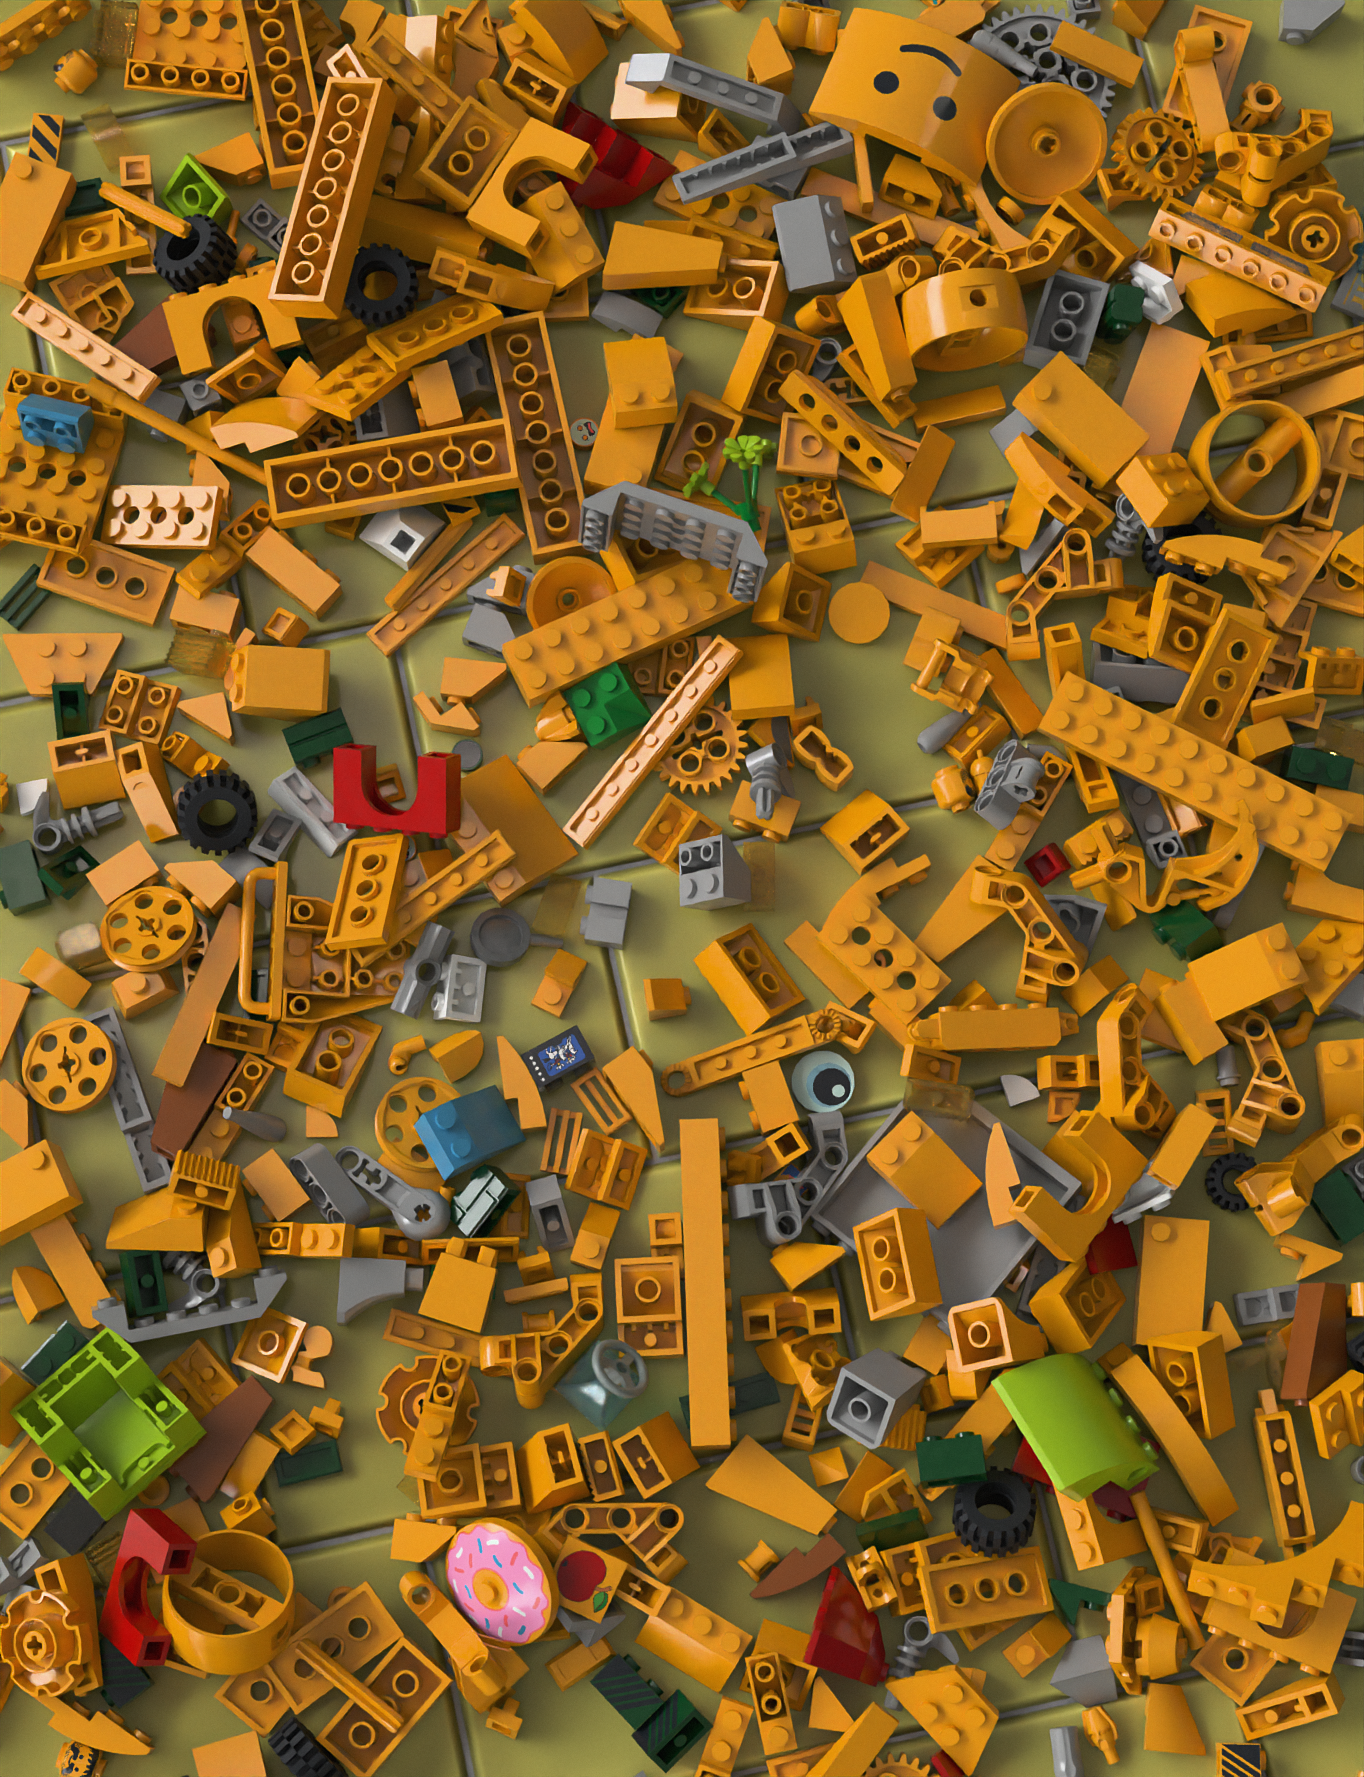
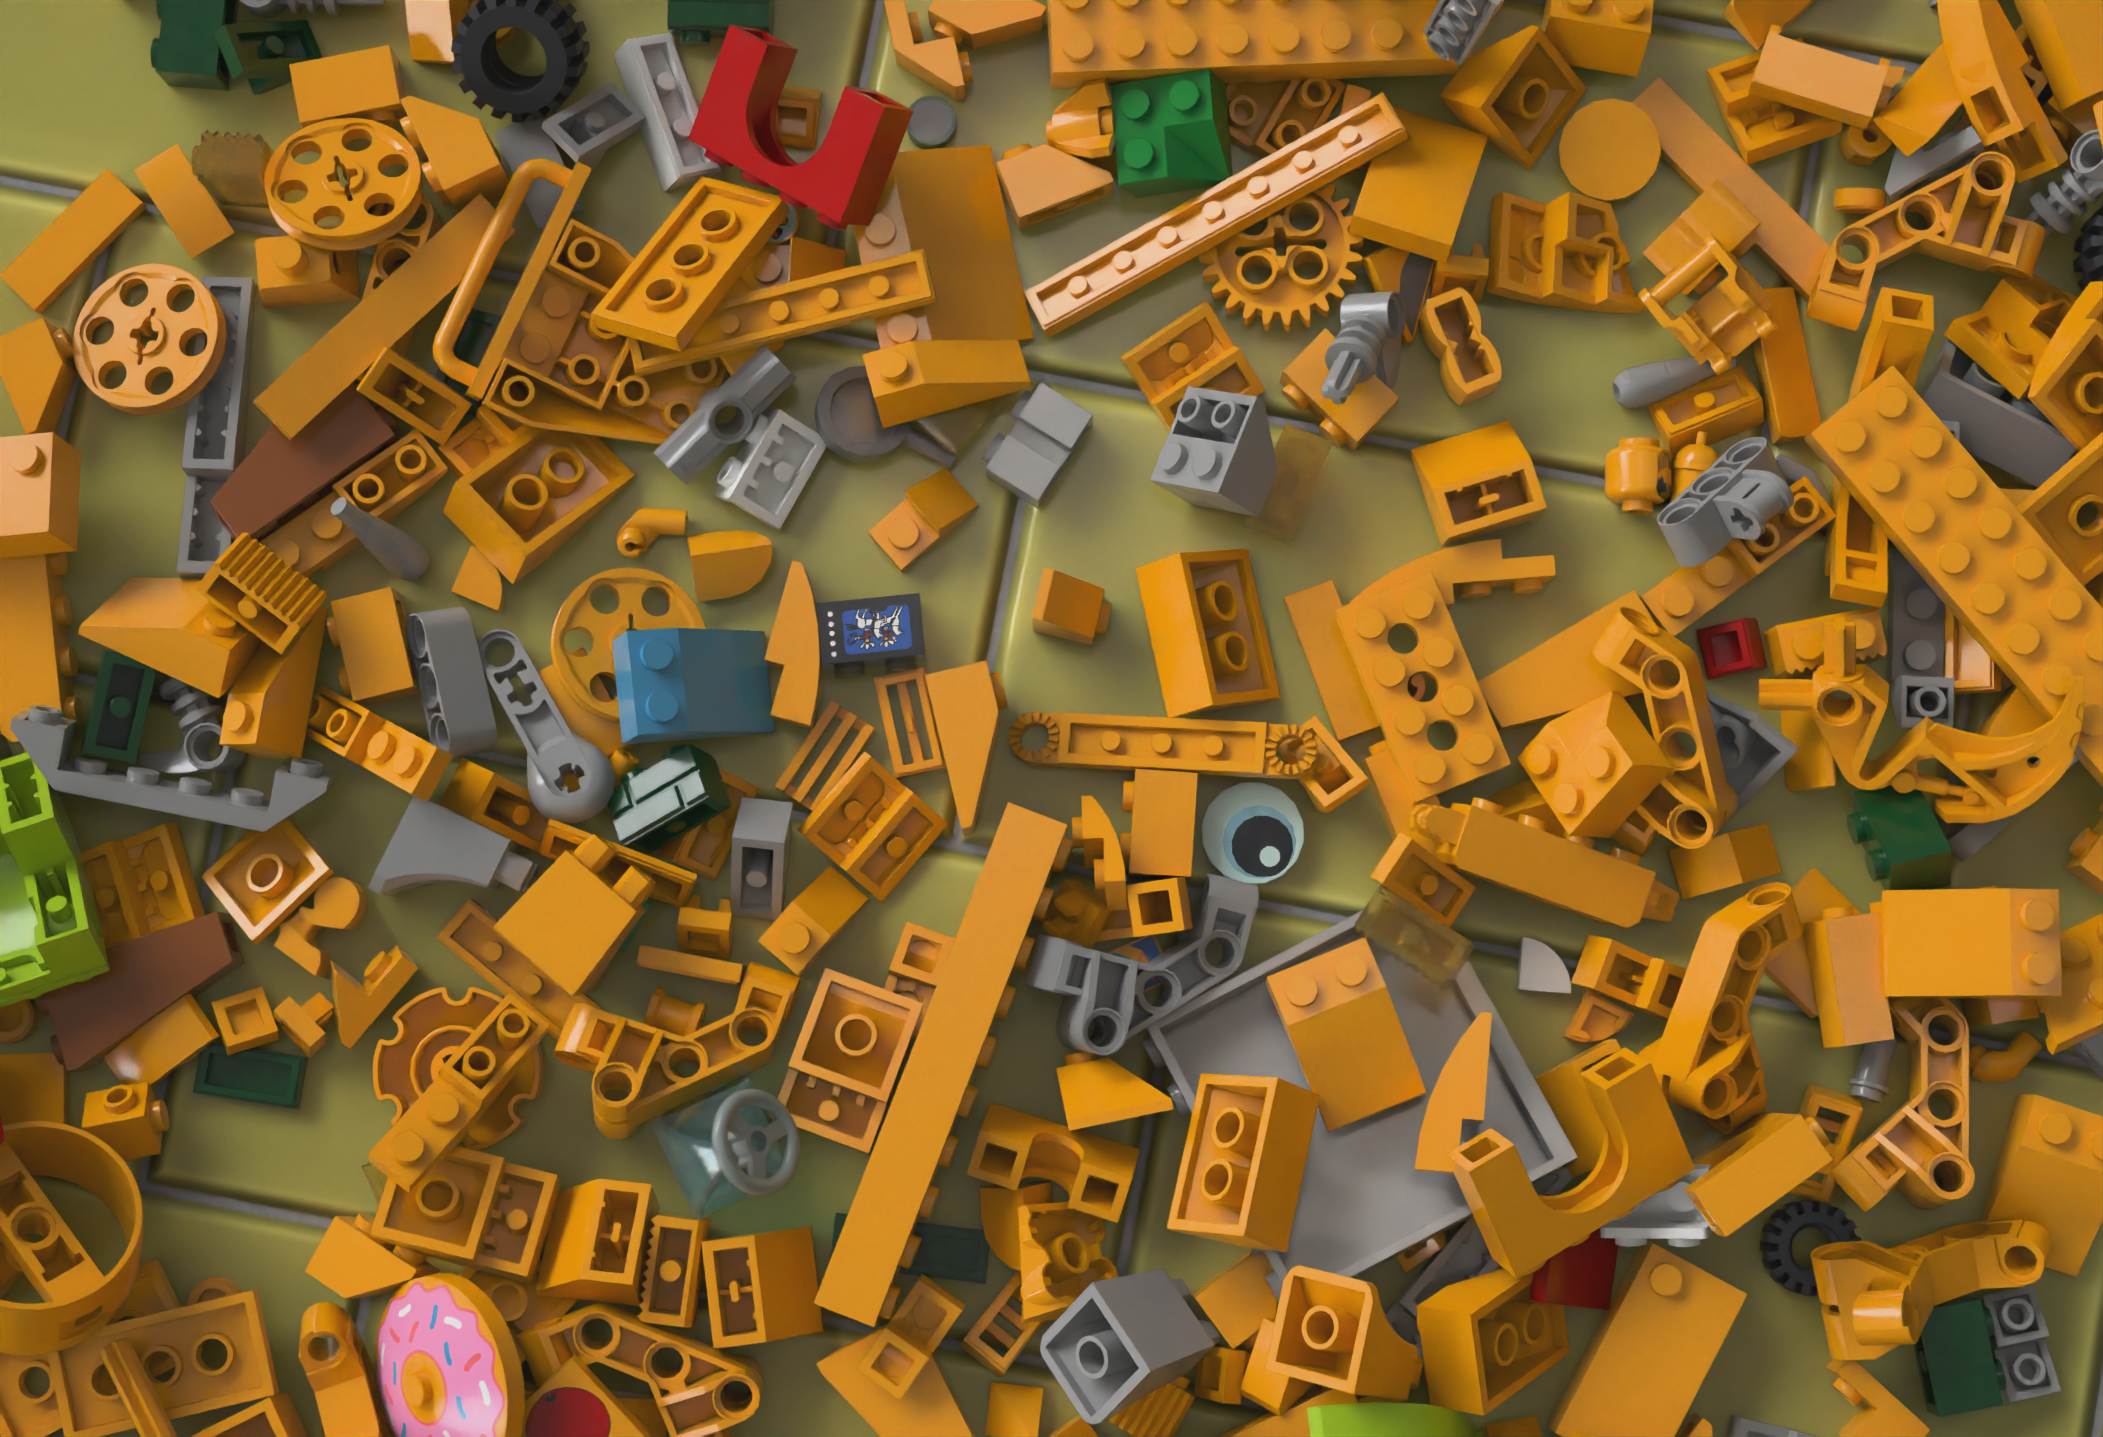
camera: 25 degrees right, 5 degrees up
(356, 1394) = (360, 1004): none -> light orange slope
(537, 896) = (942, 375): none -> light orange slope
(743, 1127) = (1101, 852): none -> light orange slope
(752, 1445) = (911, 1337): none -> light orange slope
(856, 683) = (1560, 254): none -> light orange slope
(998, 961) = (1595, 765): none -> light orange slope

